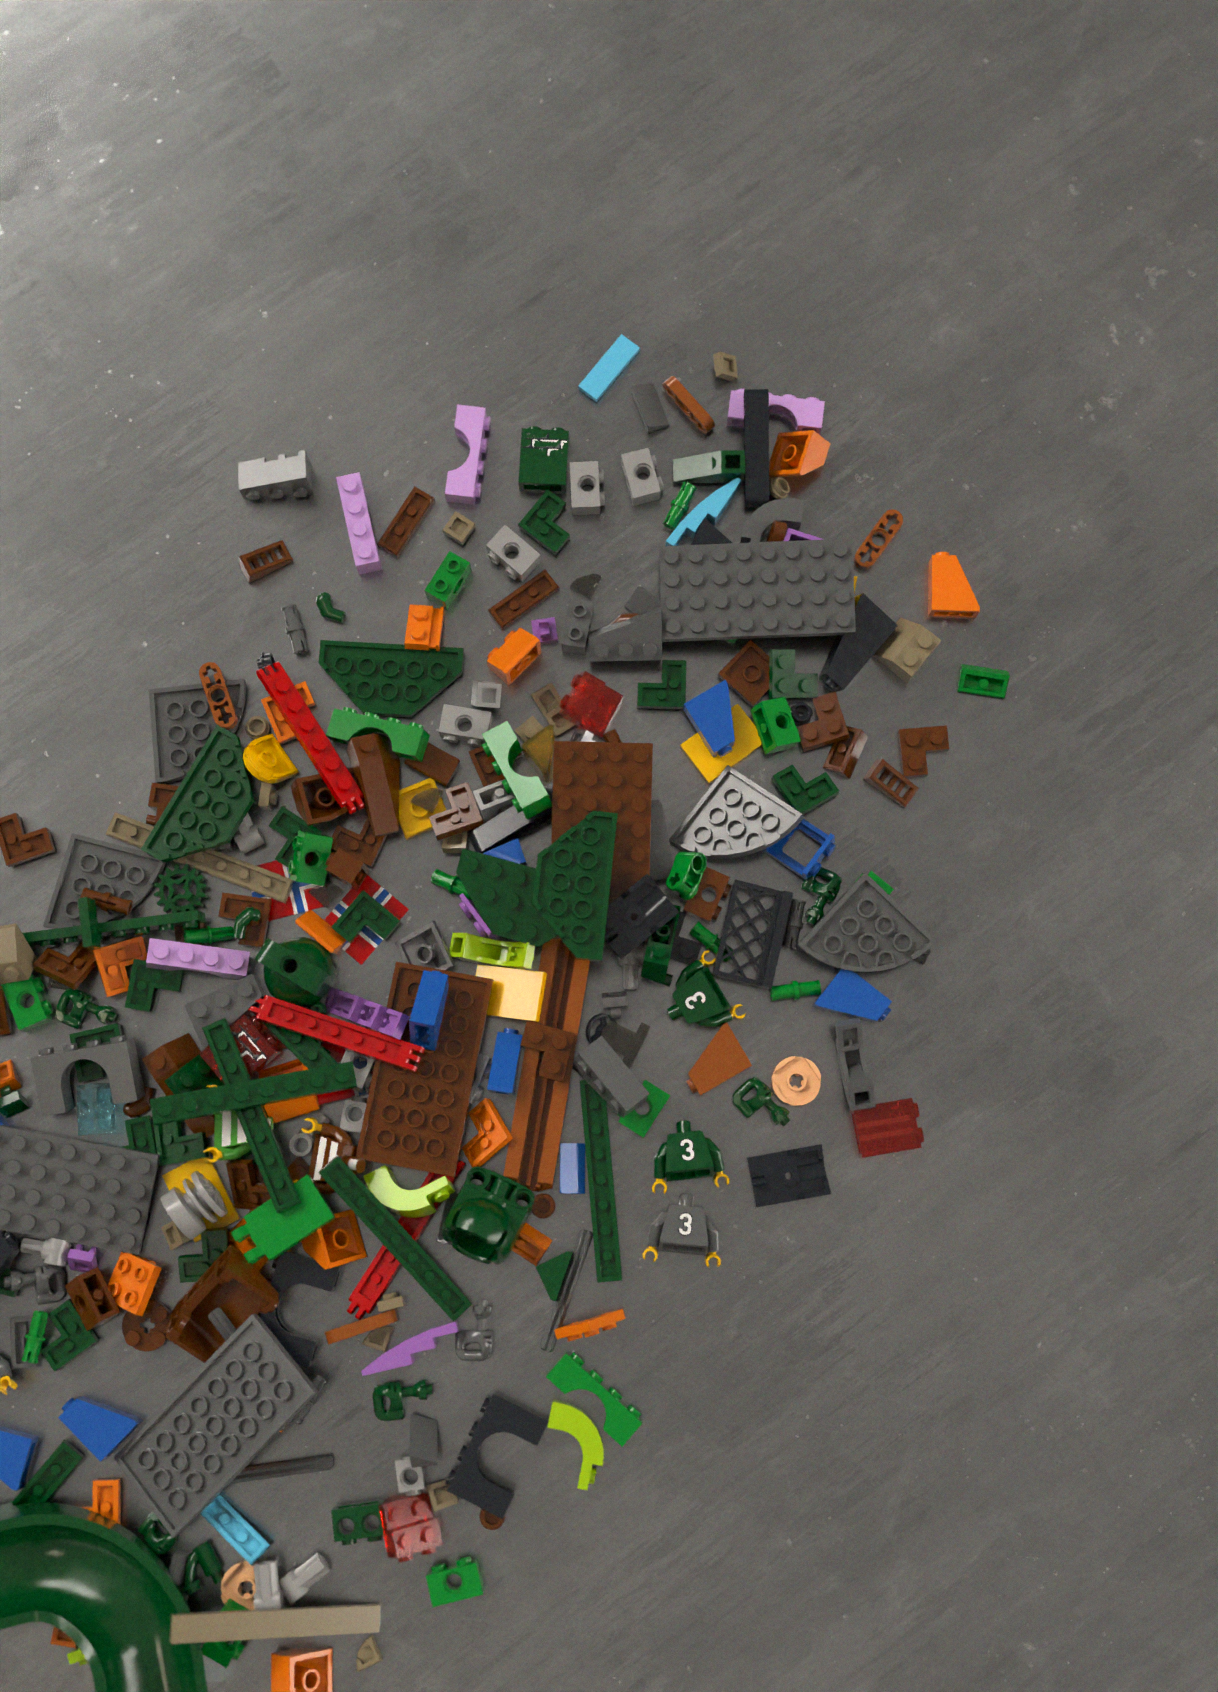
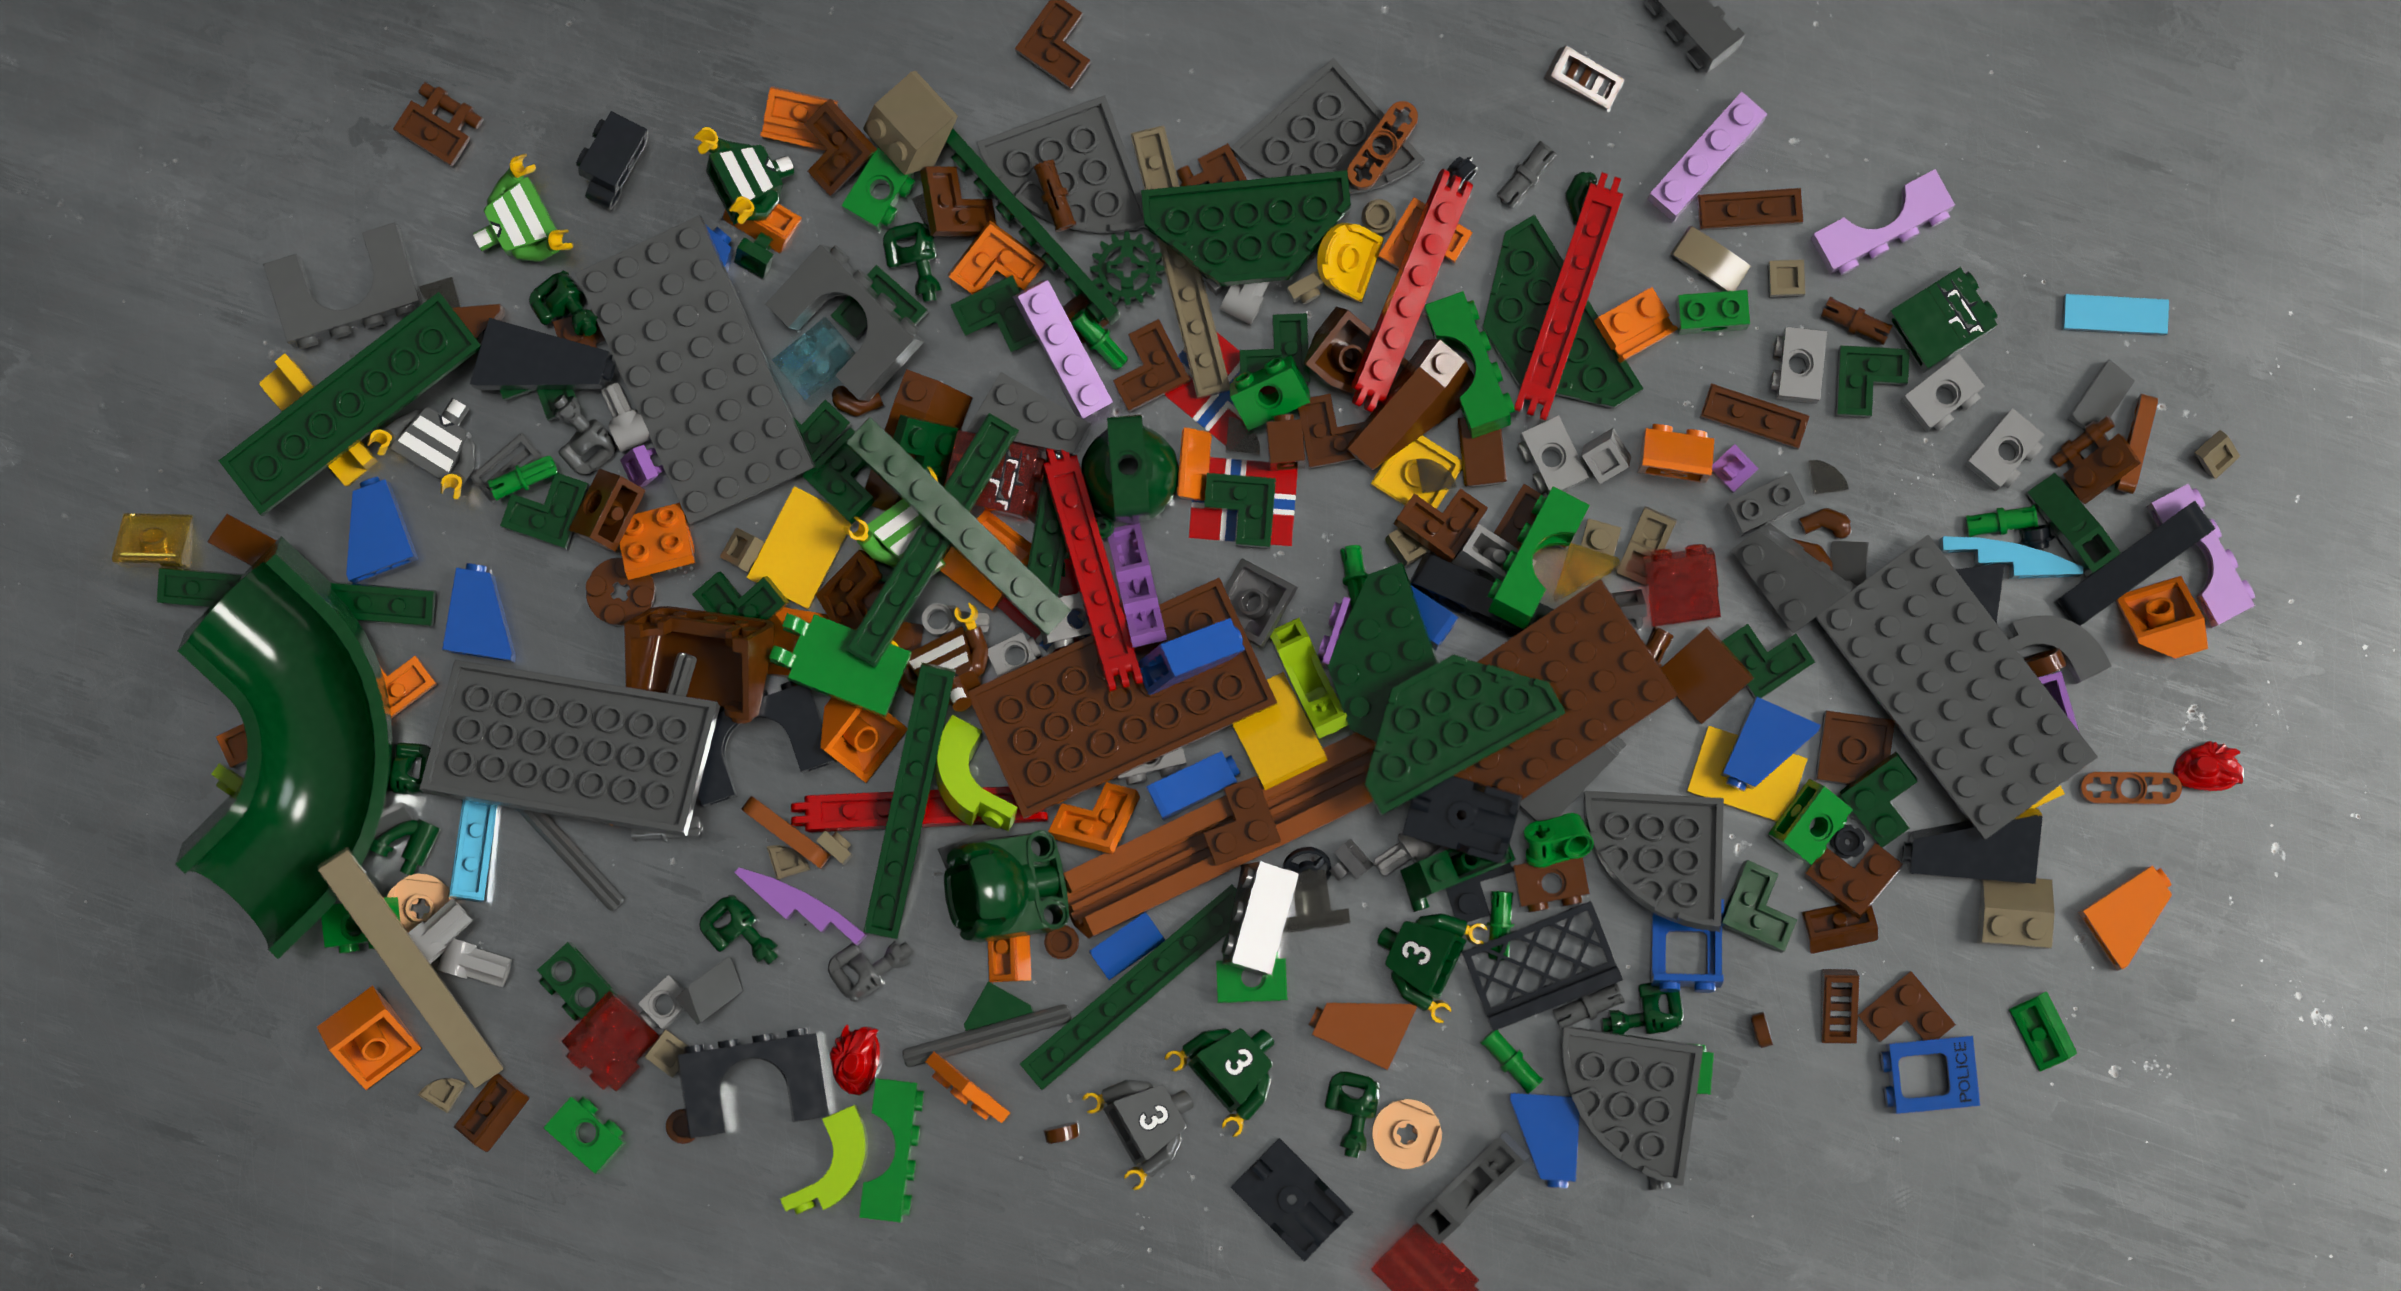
camera: 60 degrees right, 5 degrees up
(89, 923) = (1015, 198): dark green tile -> none
(199, 1201) = (788, 549): light grey wheel -> none
(242, 919) = (1143, 366): dark green arm -> none
(381, 651) = (1570, 296): none -> red hinge
(401, 1631) = (491, 1112): none -> reddish brown slope
(417, 561) = (1710, 259): none -> dark tan slope
(510, 506) = (1856, 320): none -> reddish brown pin
(525, 1380) = (855, 1059): none -> red hat
(610, 598) = (1827, 518): none -> reddish brown arm
(651, 724) = (1706, 675): none -> reddish brown tile
(655, 1285) = (1062, 1133): none -> reddish brown tile
(689, 431) = (2100, 468): none -> reddish brown plate
(702, 492) = (2037, 537): none -> black plate
(778, 487) = (2109, 624): dark tan plate -> none
(875, 835) = (1761, 1030): none -> reddish brown tile
(896, 489) = (2209, 767): none -> red hat
(977, 739) = (1961, 1074): none -> blue window

